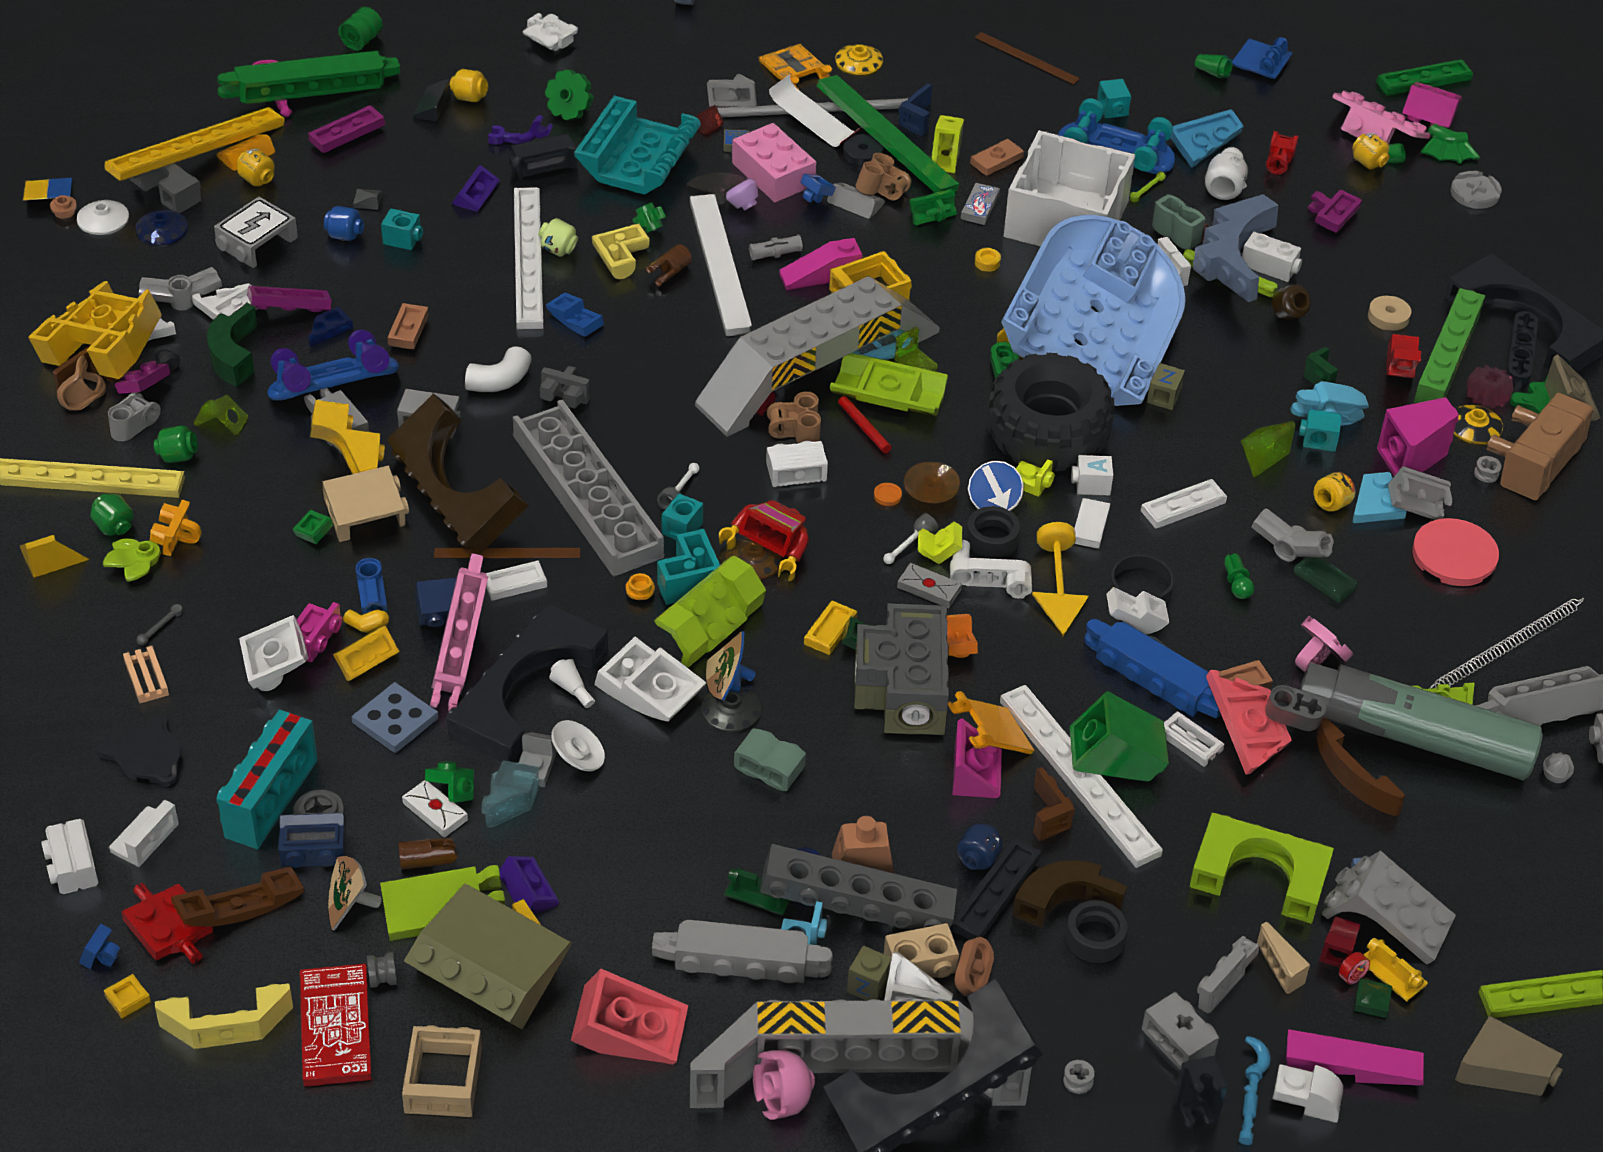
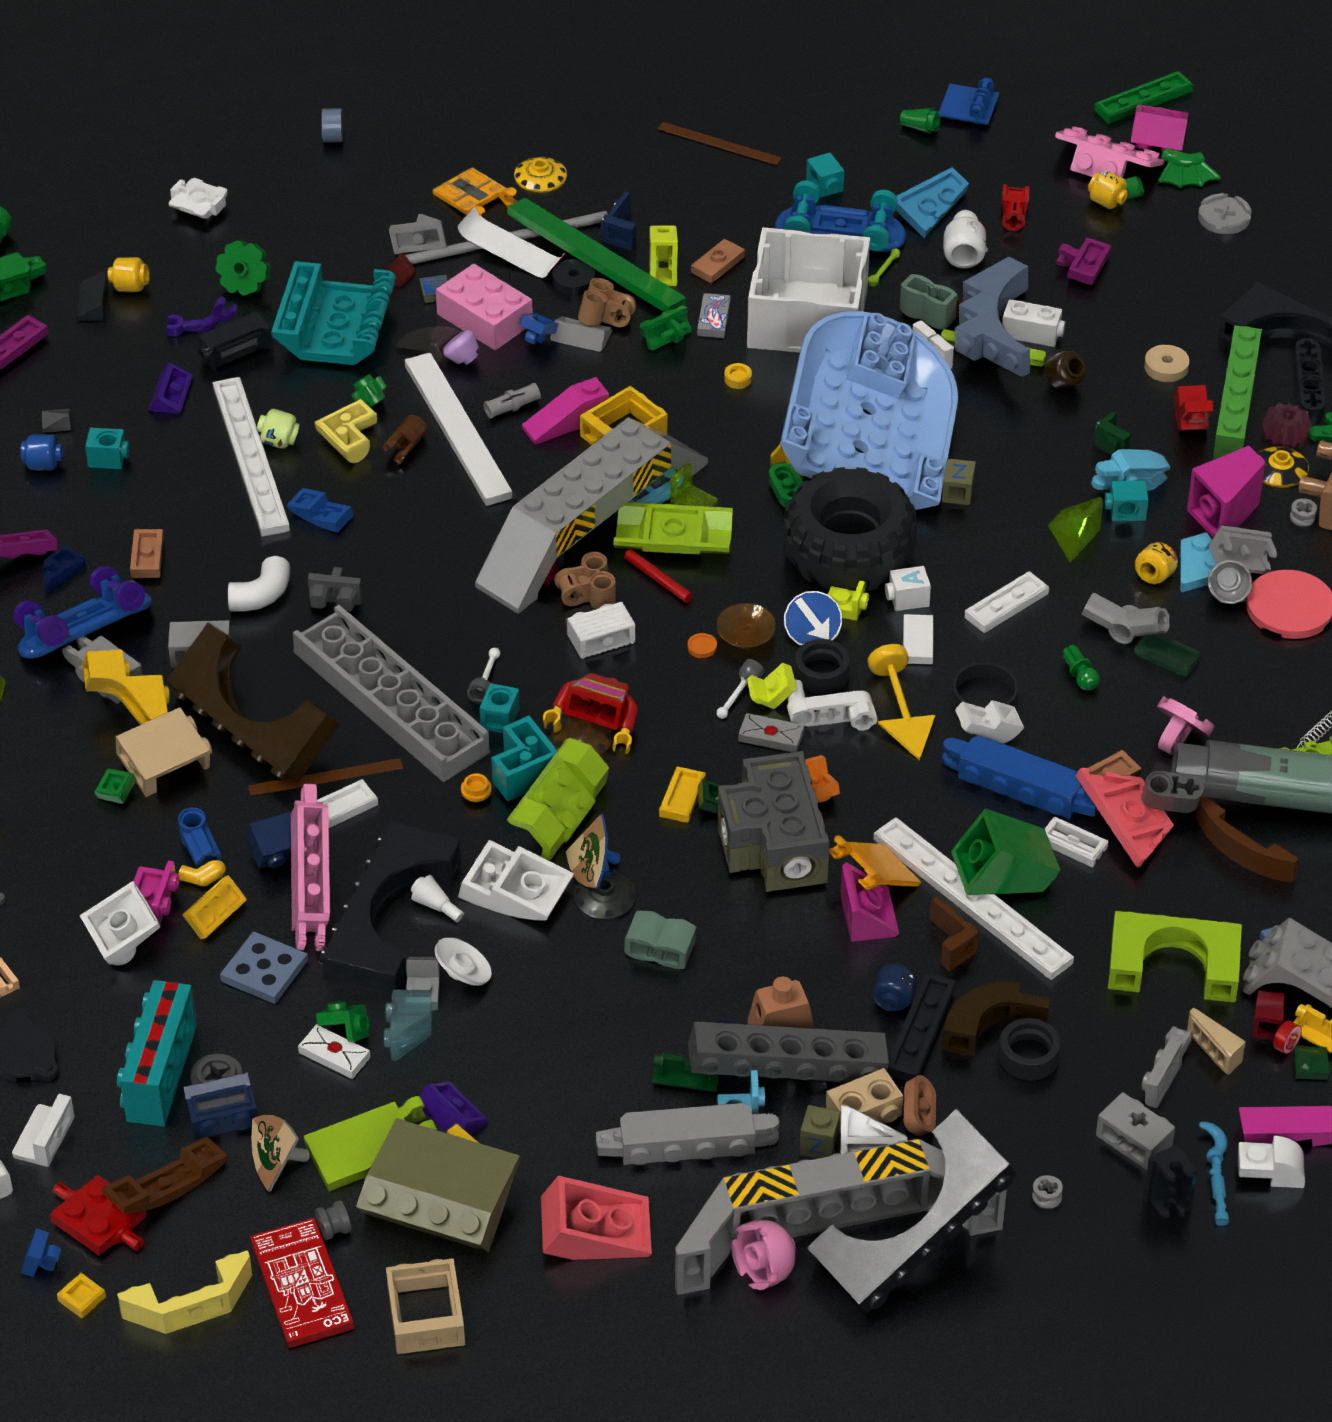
camera: 10 degrees left, 0 degrees up
(426, 853) = (340, 1097): reddish brown hinge -> none
(1400, 520) = (1230, 581): none -> light grey hair

